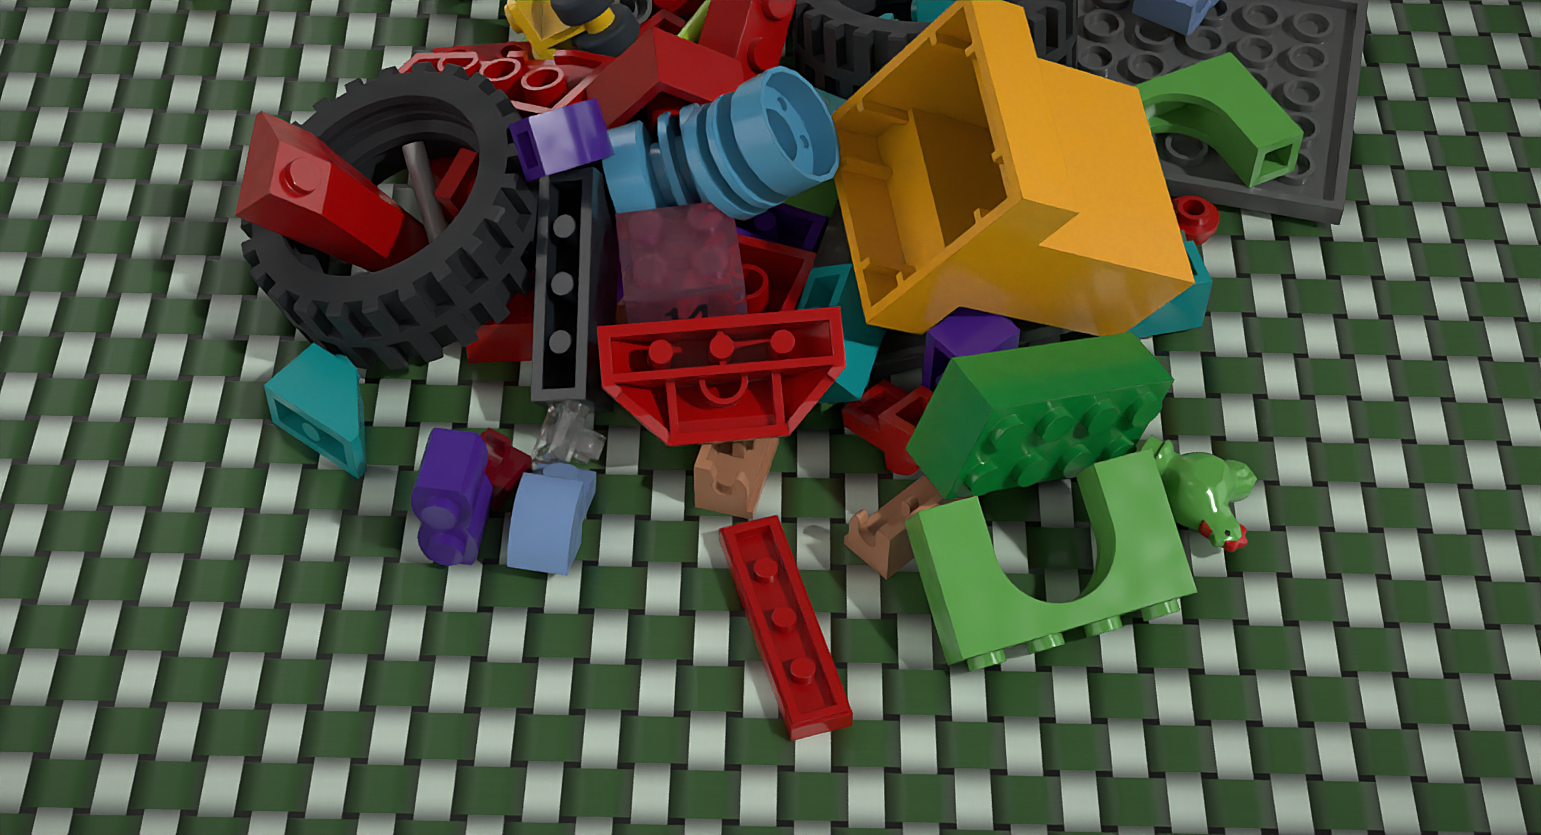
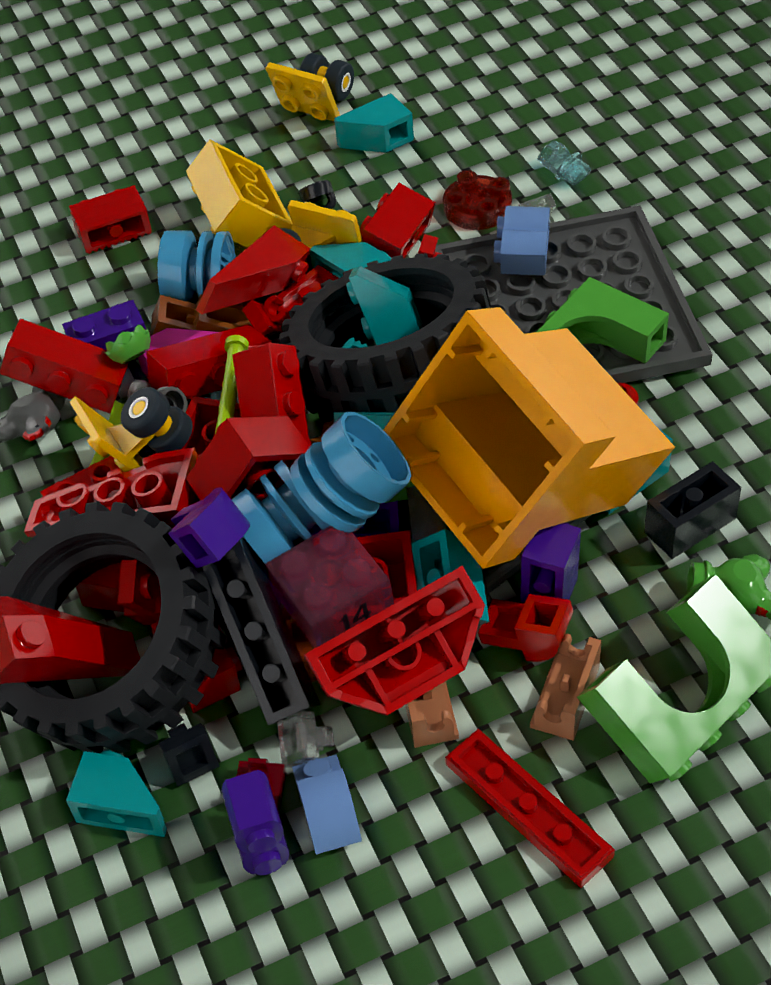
camera: 20 degrees left, 0 degrees up
(424, 188) = (112, 612): light grey bar -> none
(430, 398) = (188, 753): none -> black tile
(1037, 413) = (624, 583): green brick -> none
(1212, 373) = (692, 509): none -> black brick

